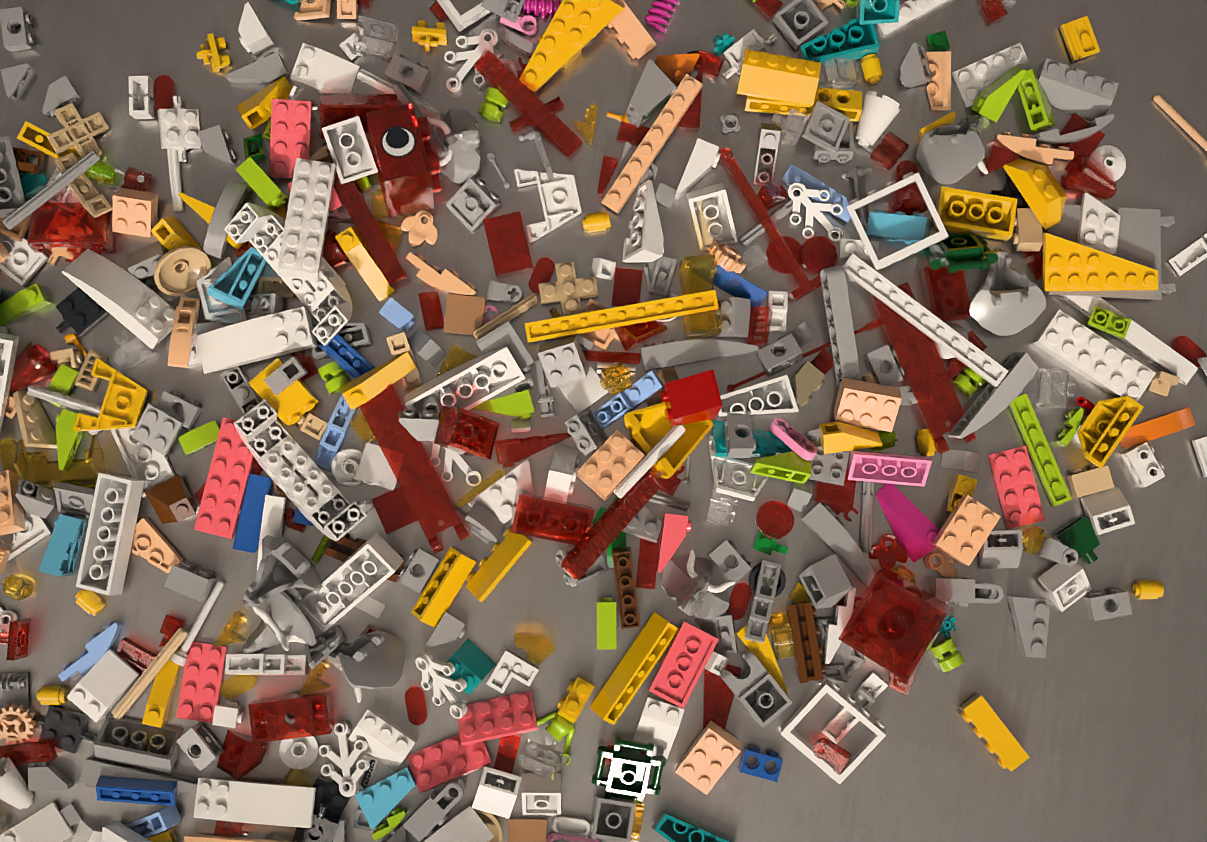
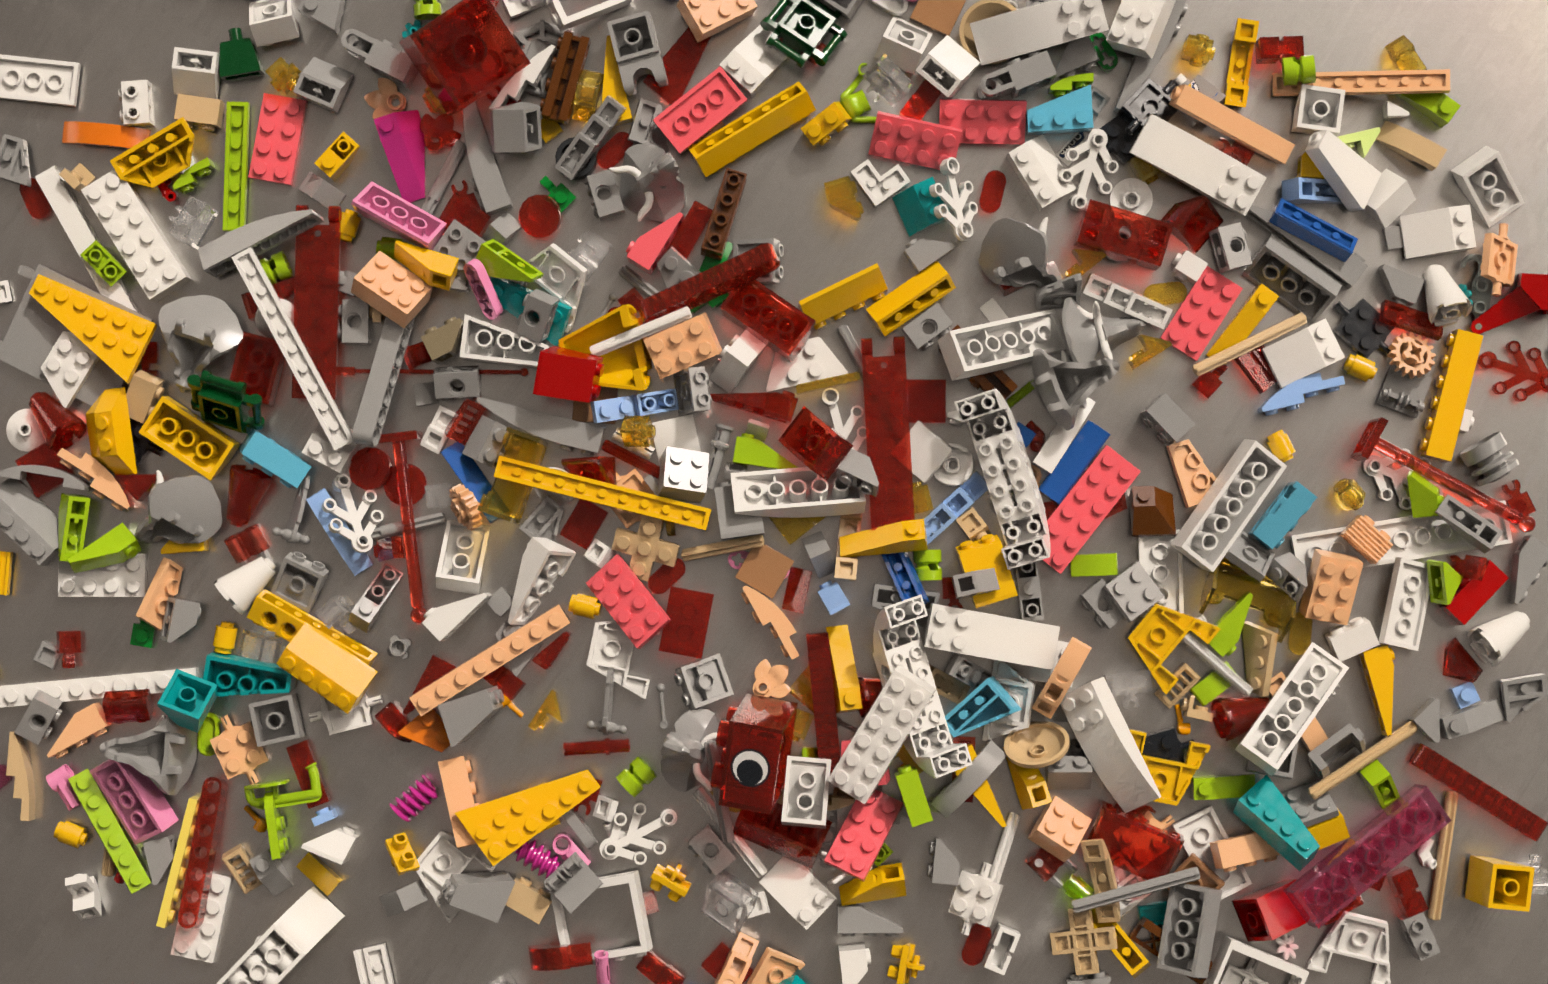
camera: 155 degrees left, 0 degrees up
(63, 294) = (1172, 776): none -> yellow wing
(180, 655) = (1211, 348): white piece -> none
(256, 149) = (906, 841): green slope -> none
(489, 524) = (836, 345): light grey slope -> none
(500, 292) = (717, 576): light grey piece -> none
(527, 103) = (600, 759): clear red beam -> none
(562, 239) = (628, 601): none -> coral plate
(606, 623) = (759, 186): lime brick -> none
(716, 663) = (665, 96): white plate -> none
(722, 43) = (368, 734): teal plant -> none
(825, 127) = (302, 594): light grey plate -> none
(916, 247) = (264, 499): white window -> none
(966, 530) = (350, 116): light nougat brick -> none
(1057, 552) = (267, 53): light grey piece -> none

